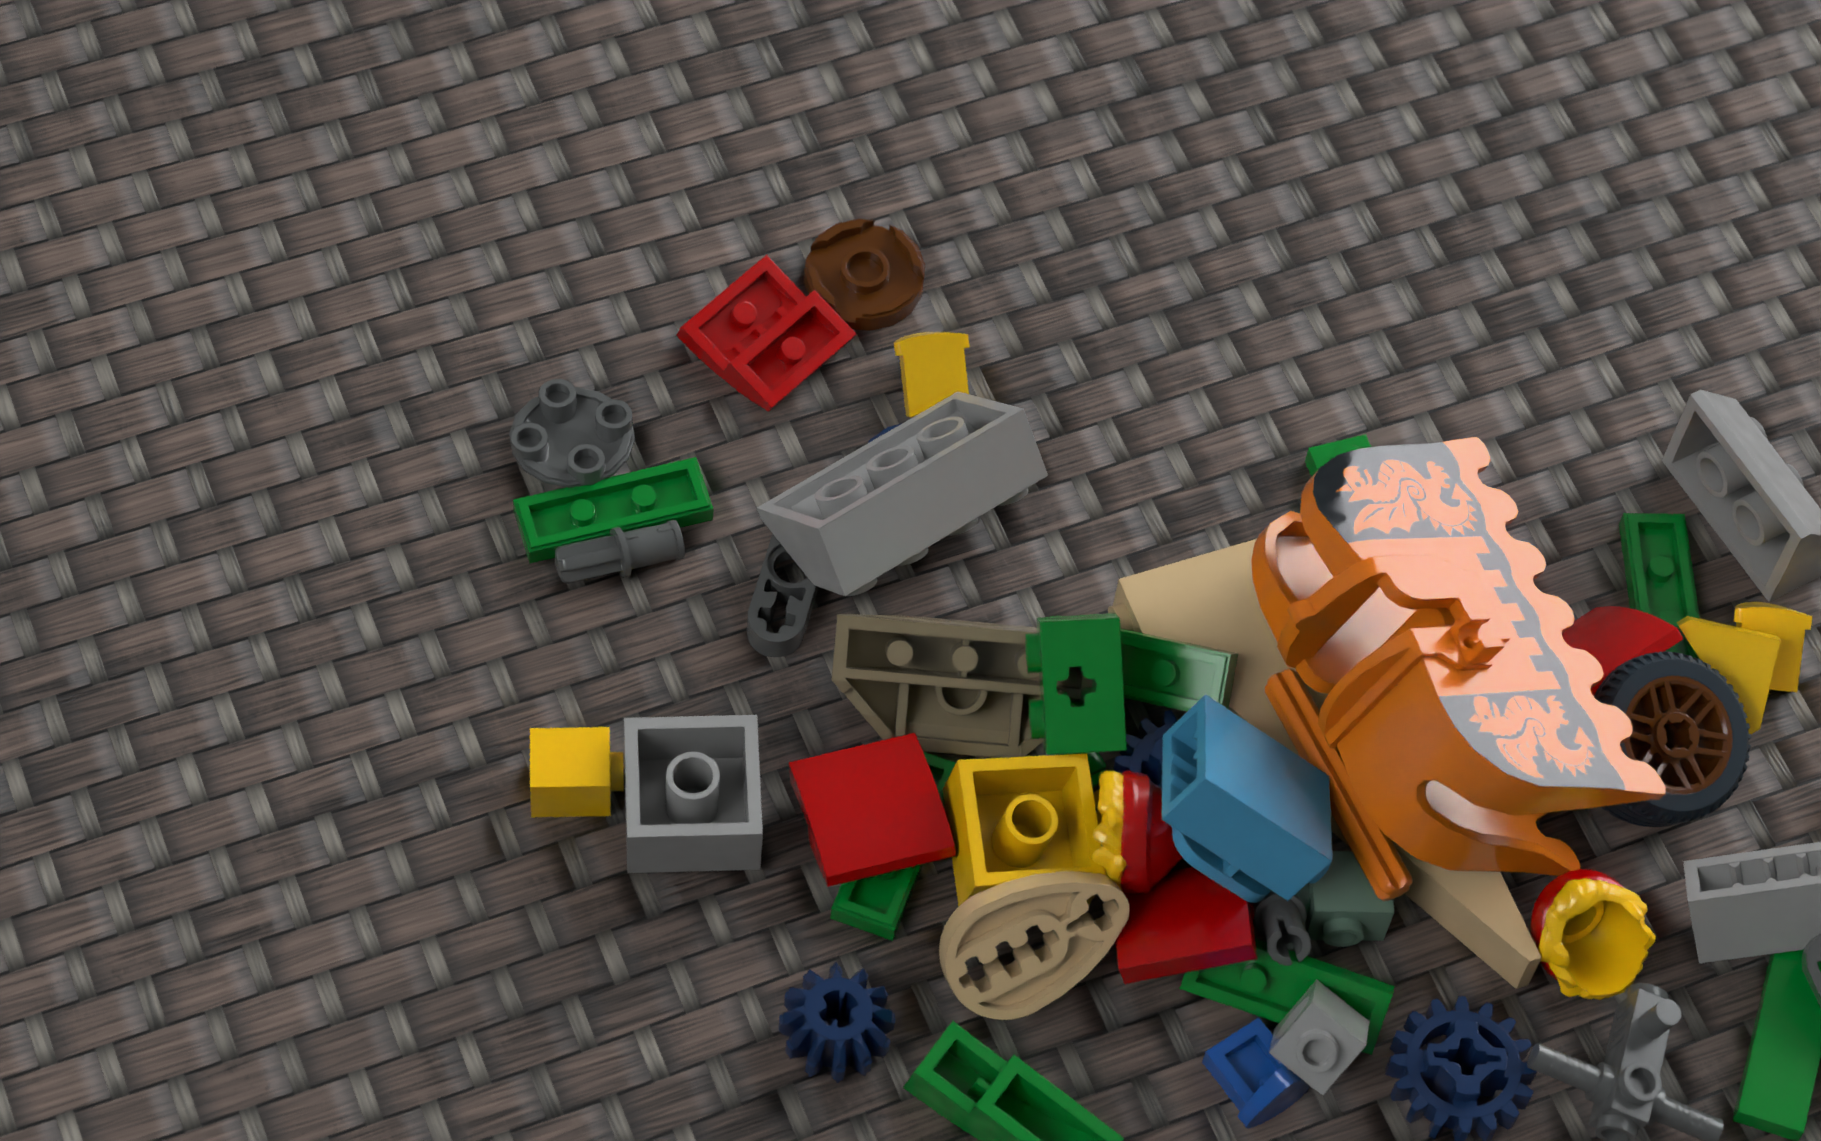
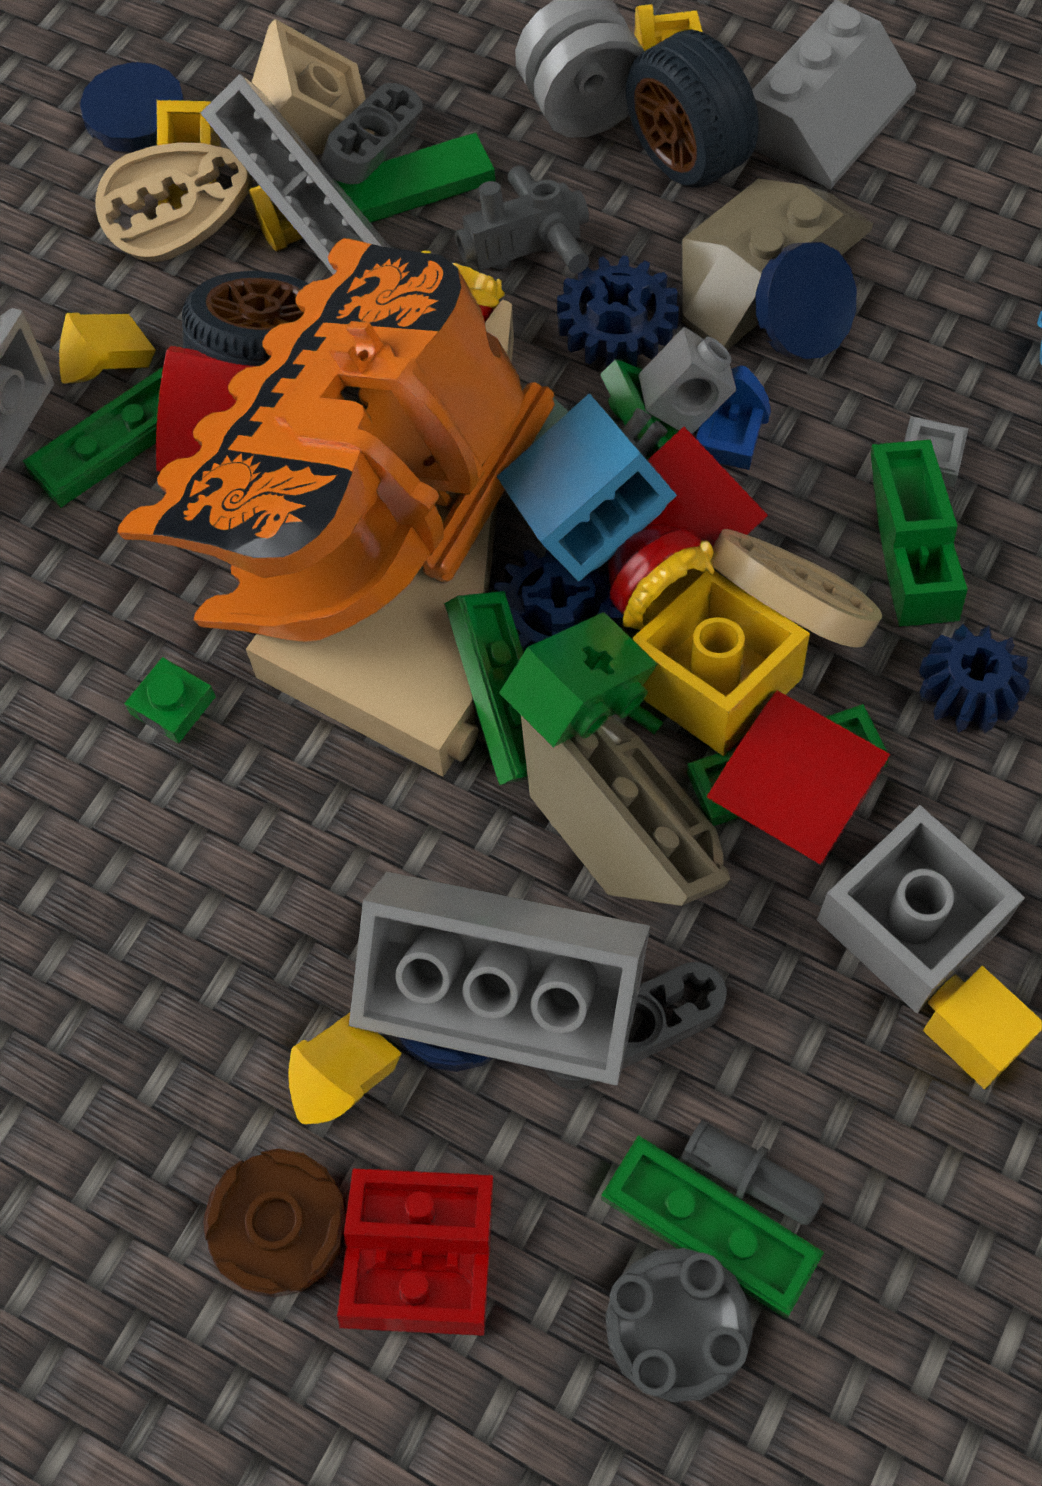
camera: 120 degrees left, 5 degrees up
(1740, 656) = (141, 330): yellow slope -> none

